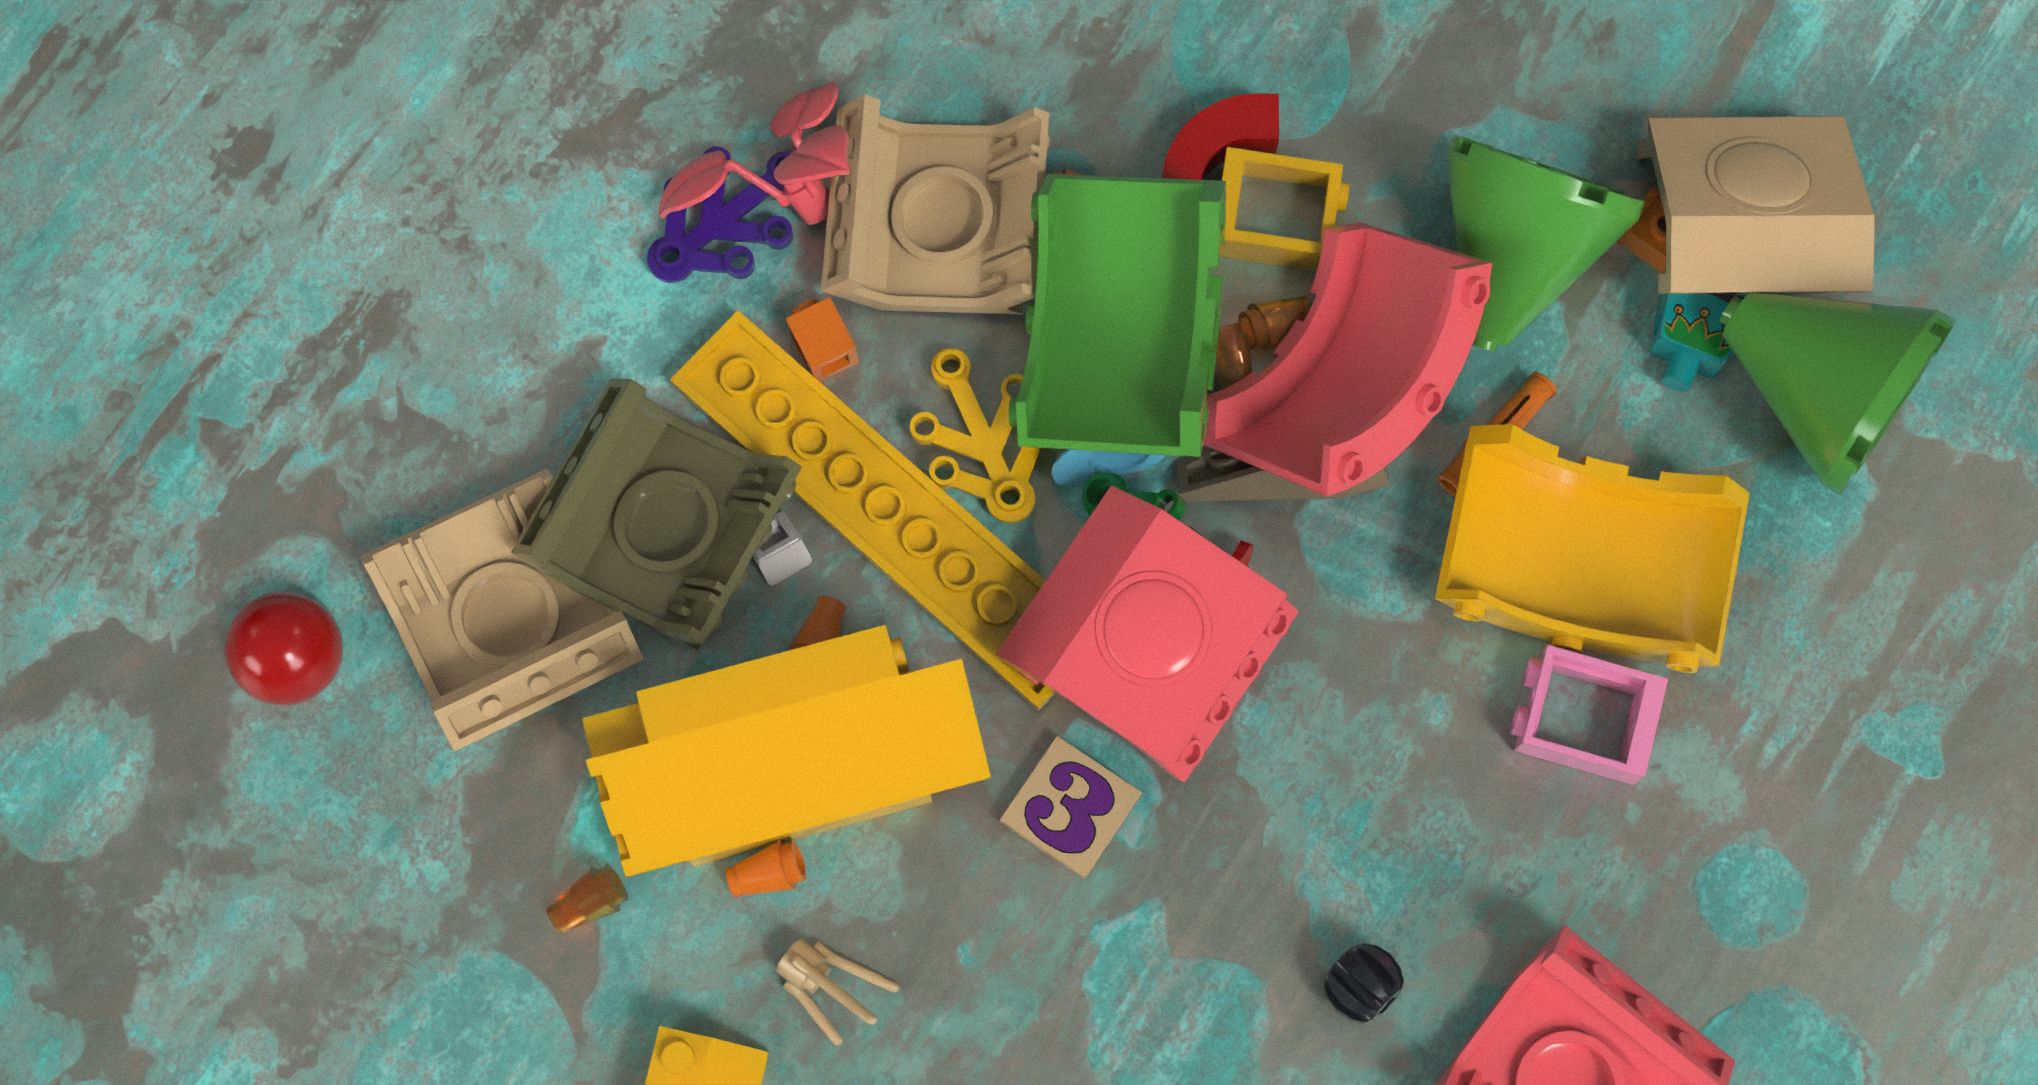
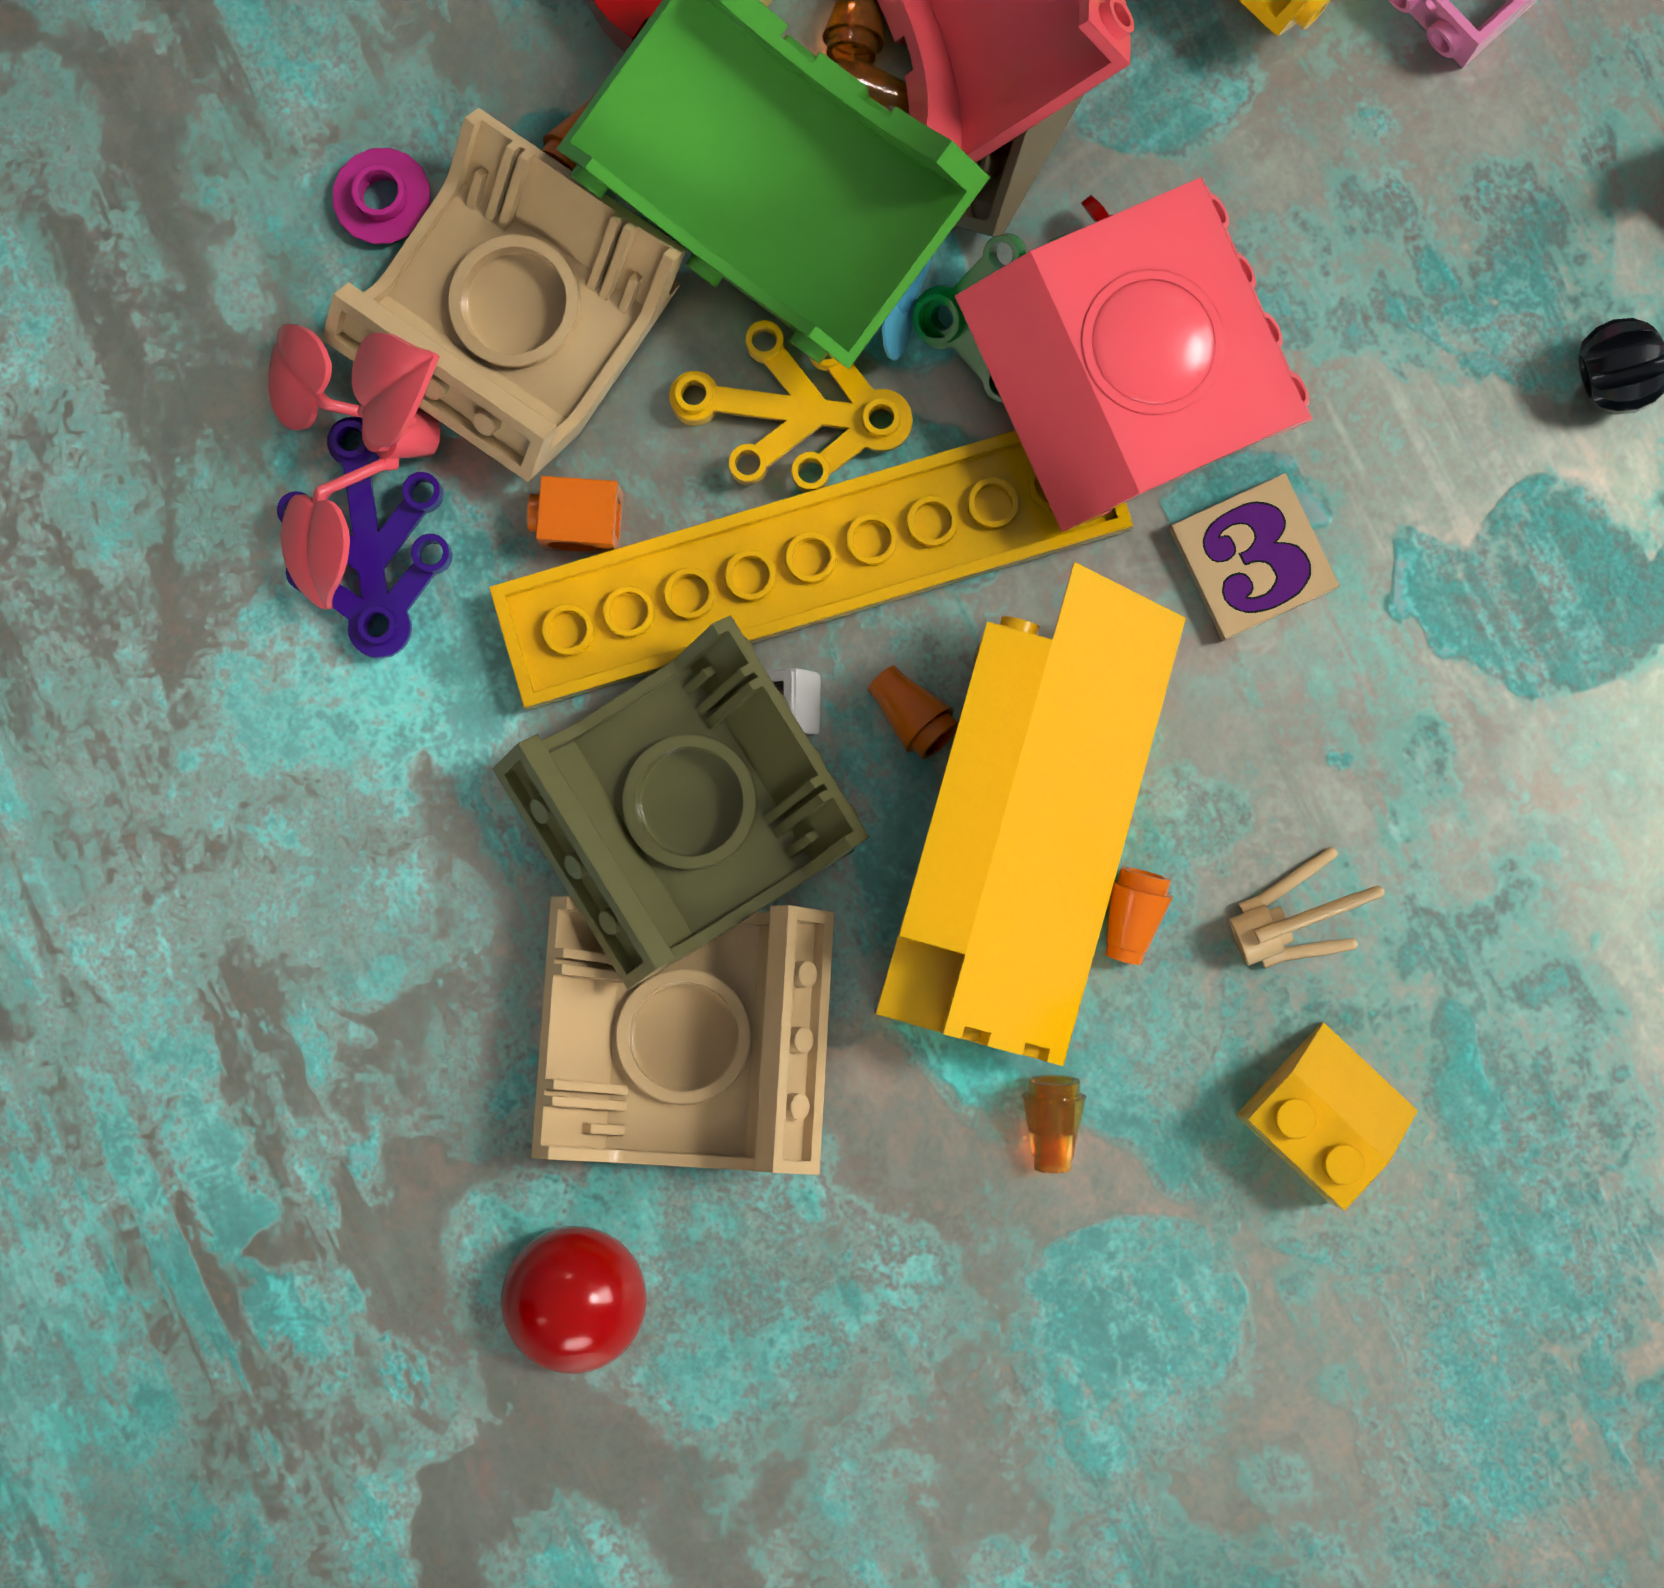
camera: 55 degrees left, 10 degrees up
(956, 112) = (391, 222): none -> dark pink piece

